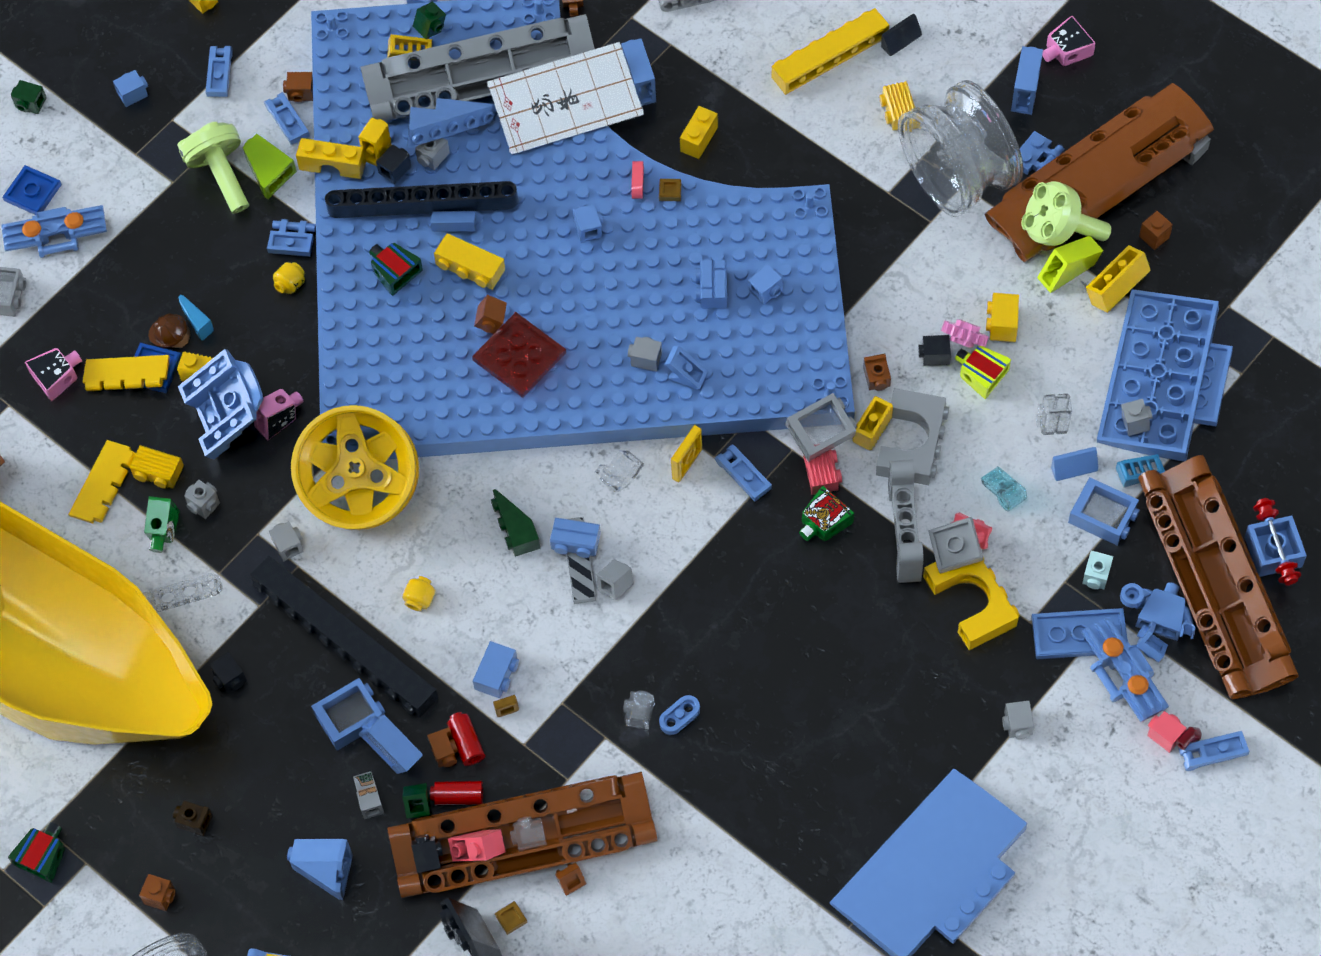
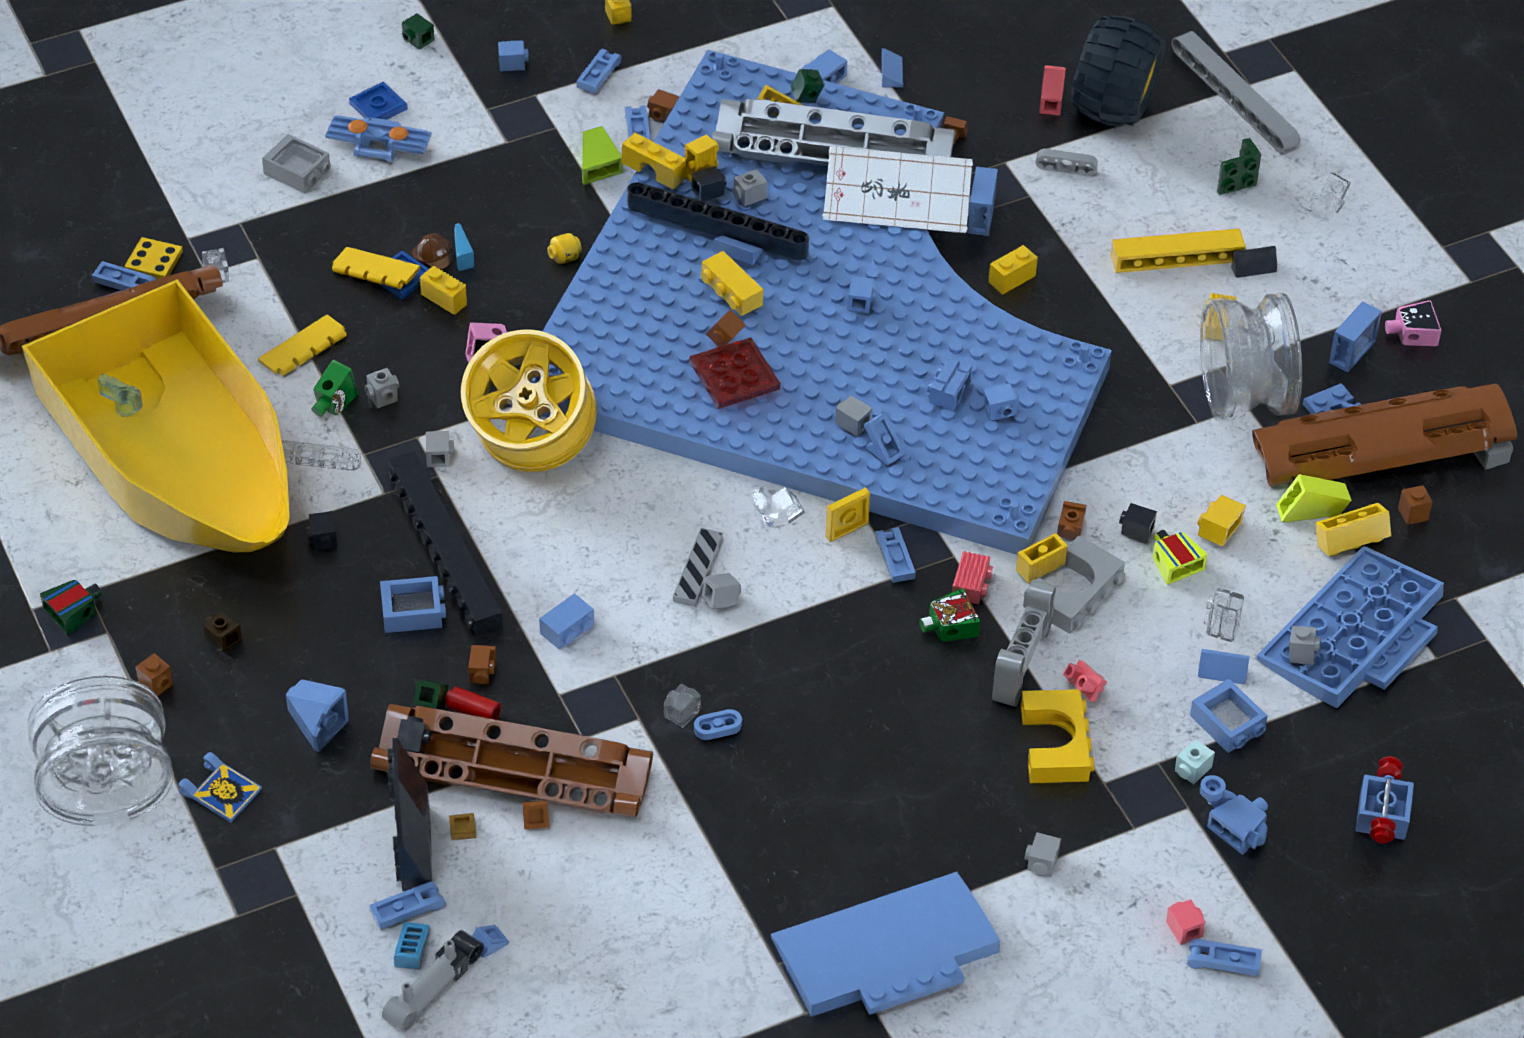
camera: 20 degrees right, 15 degrees down
(54, 371) = (312, 244): torso -> none
(156, 467) = (357, 349): yellow brick -> none
(210, 147) = (553, 120): yellowish green piece -> none
(225, 399) = (444, 312): medium blue slope -> none
(291, 242) = (584, 219): medium blue plate -> none
(368, 795) = (390, 675): light grey leg -> none
(390, 743) = (432, 635): medium blue window -> none
(394, 266) = (661, 262): dark green torso -> none
(418, 593) = (533, 535): yellow head -> none
(446, 119) = (775, 164): medium blue slope -> none
(465, 739) = (506, 666): red brick -> none
(477, 845) = (463, 748): coral slope -> none
(506, 706) = (559, 653): pearl gold tile -> none
(518, 526) = (656, 519): dark green slope -> none
(528, 833) = (516, 757): clear brick -> none
(575, 537) = (703, 542): medium blue brick -> none
(637, 179) = (928, 278): coral beam -> none
(670, 190) = (955, 298): pearl gold tile -> none
(821, 426) = (987, 535): light grey window -> none
(955, 545) = (1061, 681): light grey plate -> none
(965, 333) = (1173, 516): bright pink gear -> none
(1007, 490) = (1142, 661): clear light blue plate -> none
(1056, 214) = (1314, 443): yellowish green piece -> none
(1060, 632) = (1147, 809): medium blue tile -> none
(1123, 466) = (1280, 688): dark azure slope -> none
(1131, 665) = (1180, 848): medium blue piece -> none
(1150, 644) = (1210, 841): medium blue bracket -> none
(1192, 734) = (1206, 931): dark red arm -> none
(1218, 579) = (1311, 815): dark orange panel -> none

